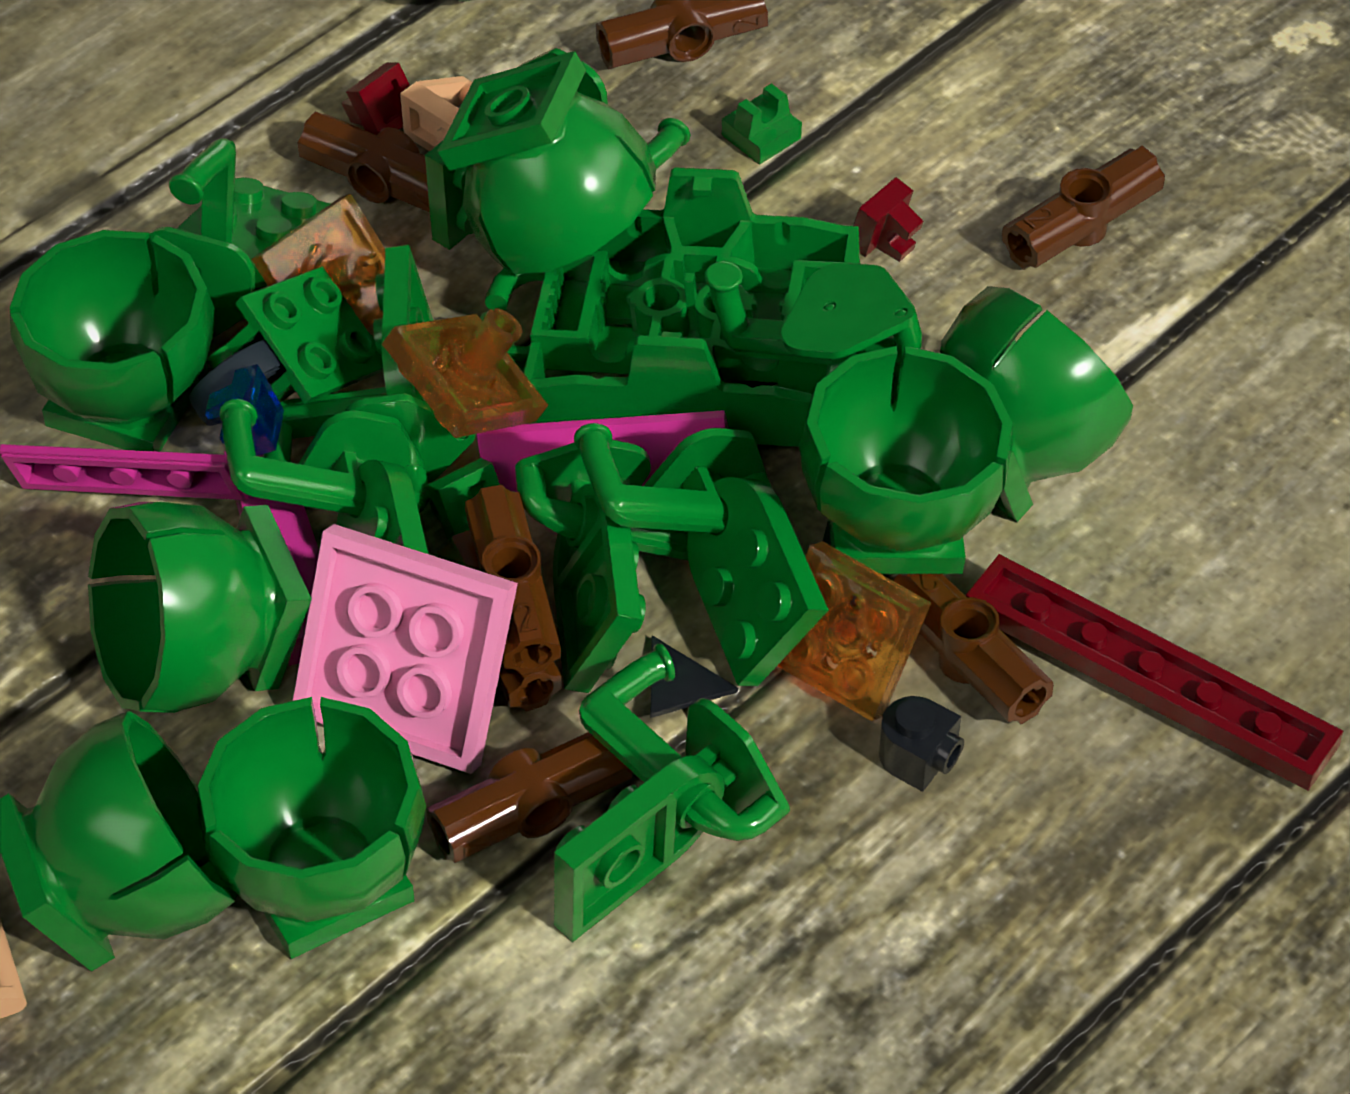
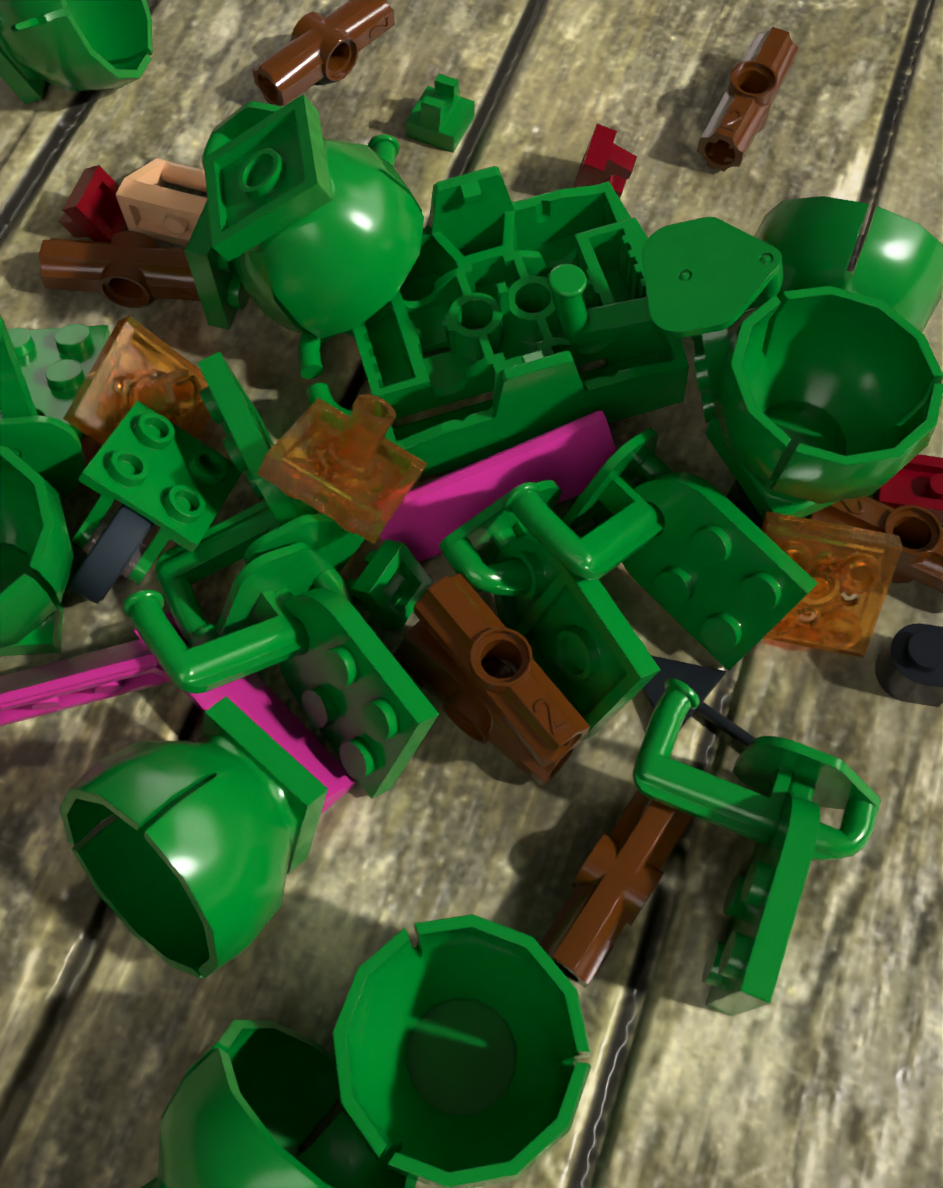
camera: 25 degrees left, 15 degrees up
(253, 387) = (141, 570): tile -> none
(407, 641) = (436, 789): bright pink plate -> none

